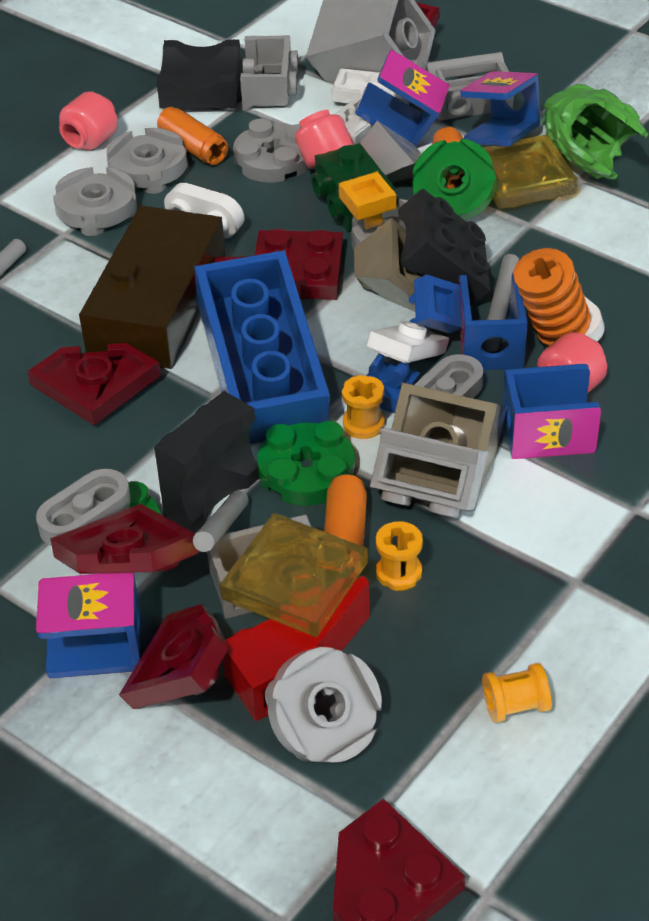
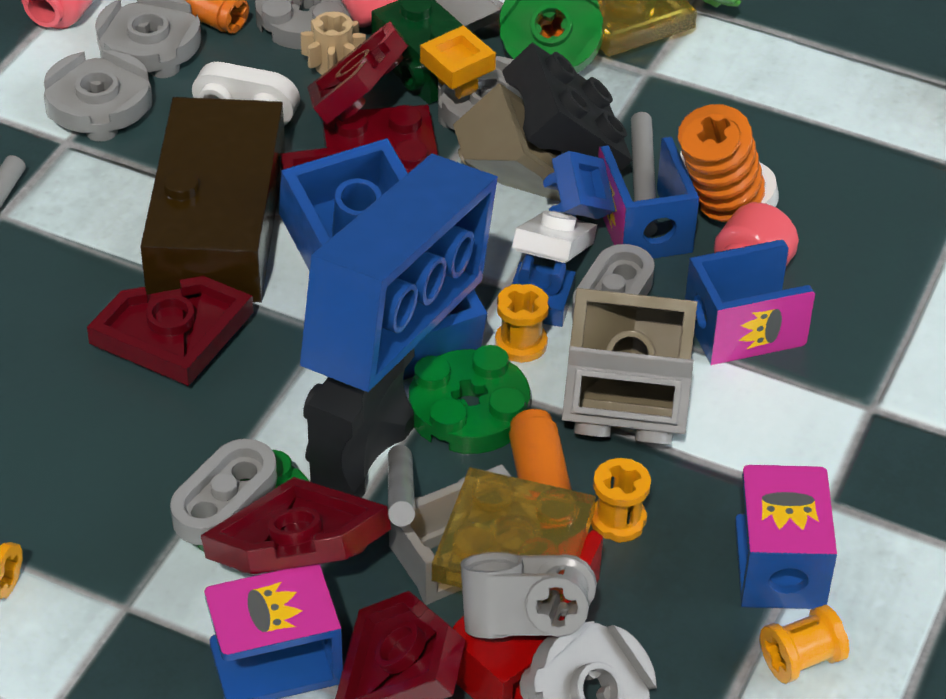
camera: 15 degrees left, 0 degrees up
(244, 349) = (396, 271): none -> blue brick
(278, 210) = (342, 87): none -> dark red plate
(282, 179) = (330, 40): none -> tan gear
(282, 618) = (515, 594): none -> light grey piece
(522, 603) = (785, 537): none -> piece

